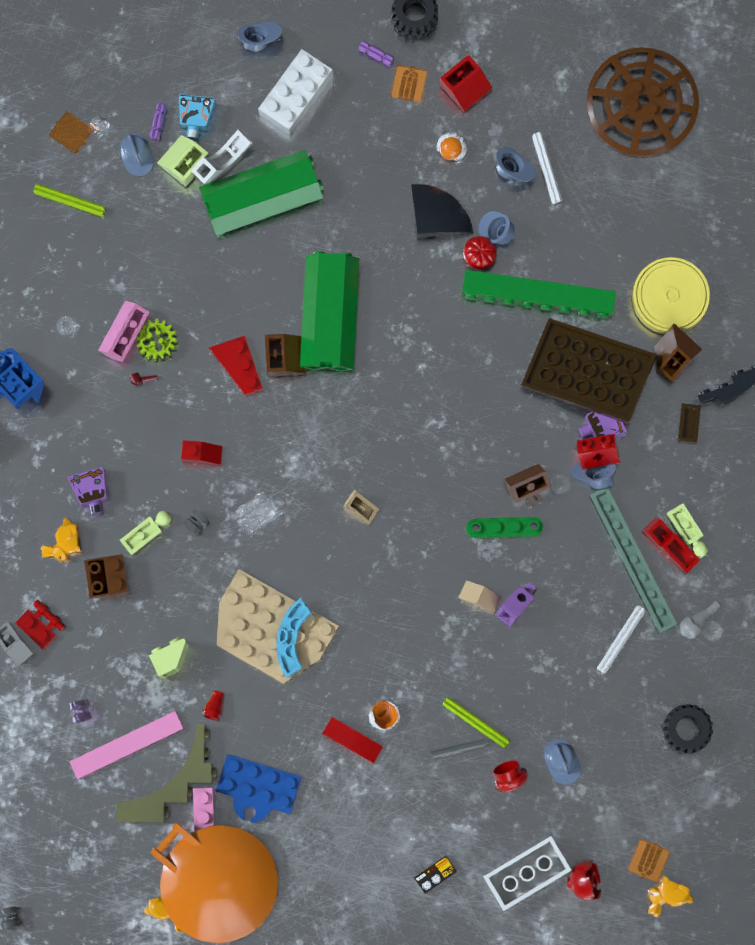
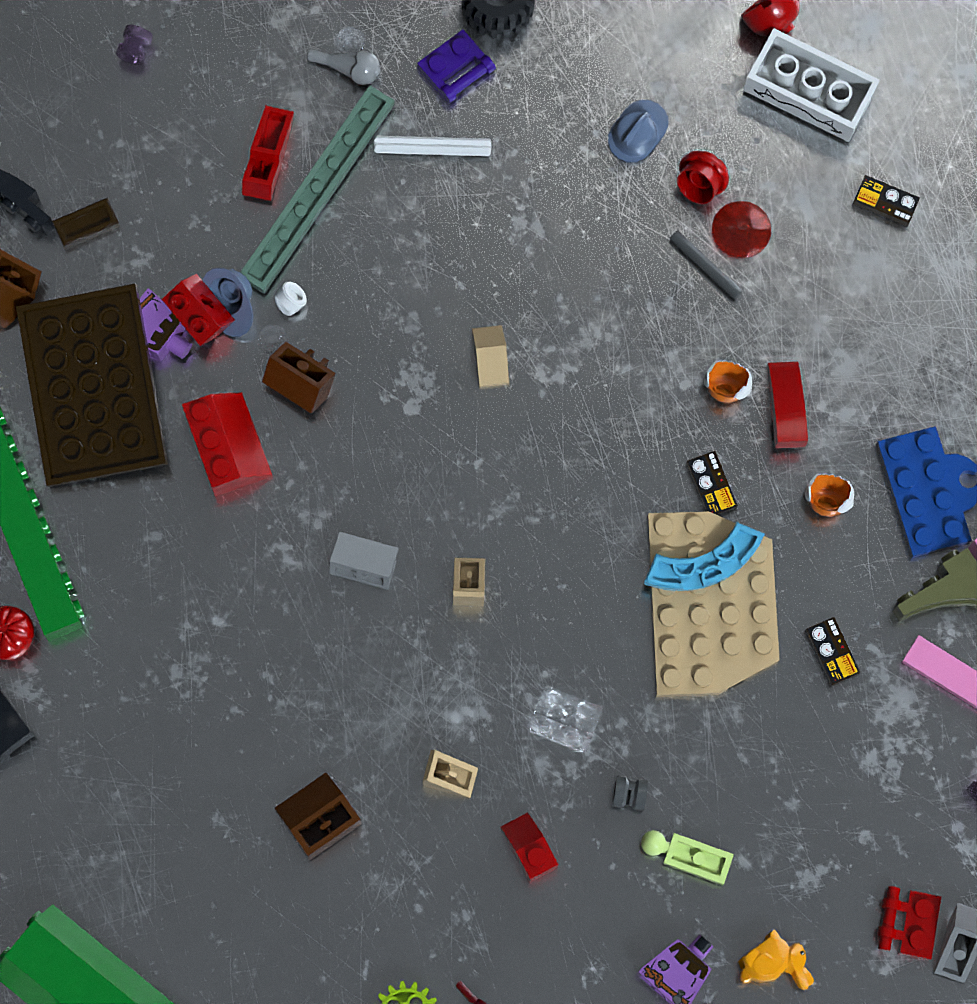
camera: 130 degrees left, 5 degrees down
(107, 577) = (786, 866): reddish brown slope -> none
(169, 659) = (840, 706): yellowish green slope -> none
(203, 677) = (832, 651): none -> tile
(214, 706) = (862, 612): red cone -> none
(238, 363) = (367, 877): red wing -> none
(264, 434) = (449, 774): none -> tan slope
(287, 729) = (829, 494): none -> orange hair
(329, 311) = (216, 791): green panel -> none
(334, 671) = (711, 484): none -> tile
(406, 459) = (363, 560): none -> light grey hinge
(459, 787) = (740, 242): none -> clear red dish
(476, 722) = (659, 260): lime axle -> none
(504, 527) = (376, 378): green plate -> none
(513, 608) = (473, 297): medium lavender torso -> none
(516, 425) = (226, 441): none -> red slope
(577, 507) = (290, 298): none -> white tile
(667, 678) = (452, 58): none -> dark purple plate
(688, 529) = (233, 143): yellowish green plate -> none

